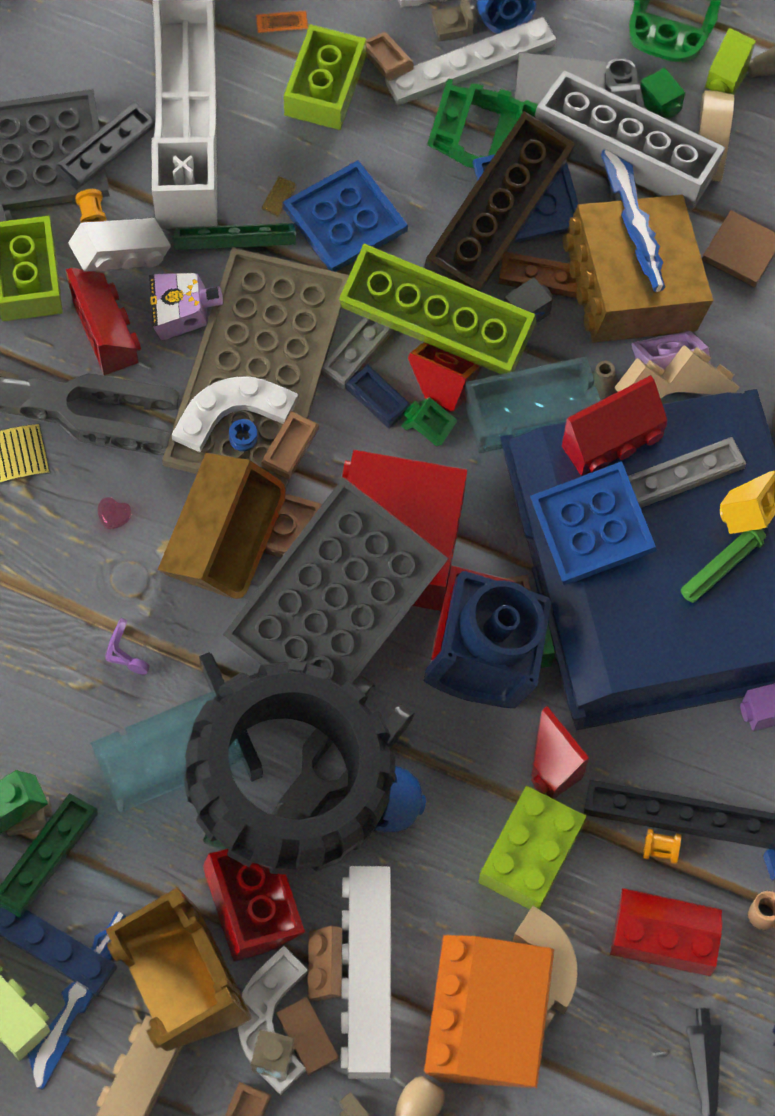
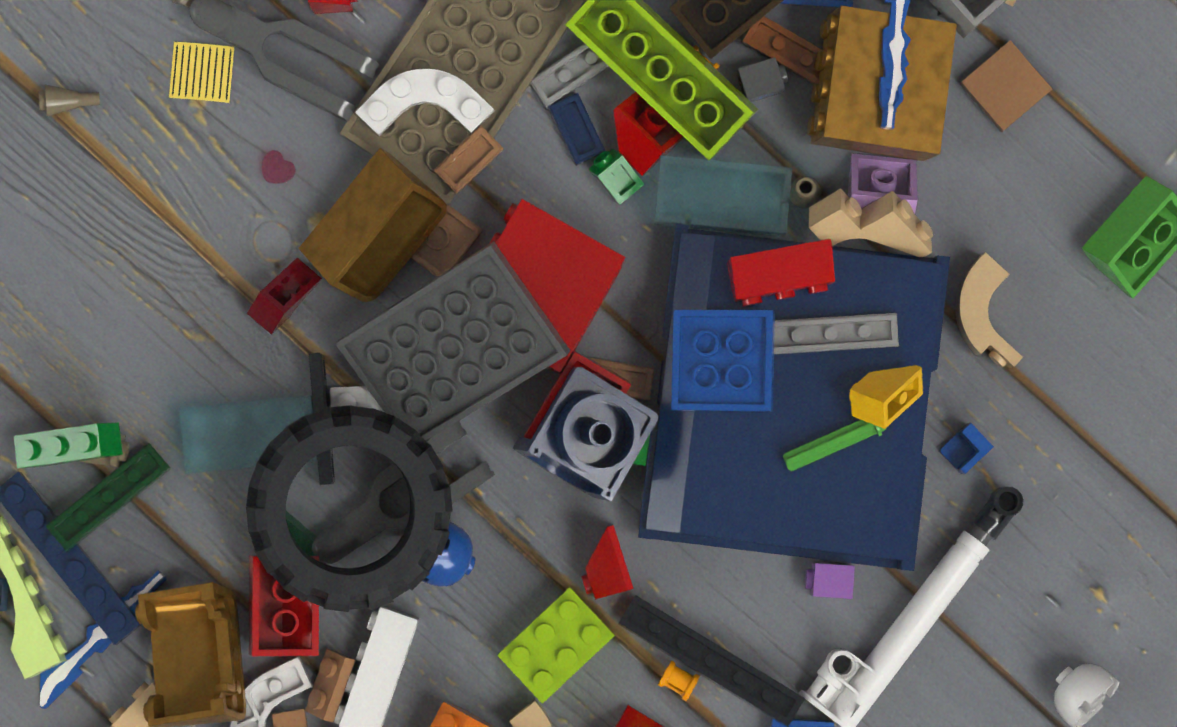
camera: 20 degrees right, 20 degrees up
(135, 665) = (234, 309): medium lavender piece -> none
(156, 617) = (283, 295): none -> dark red arch
(241, 425) = (436, 136): blue bush -> none

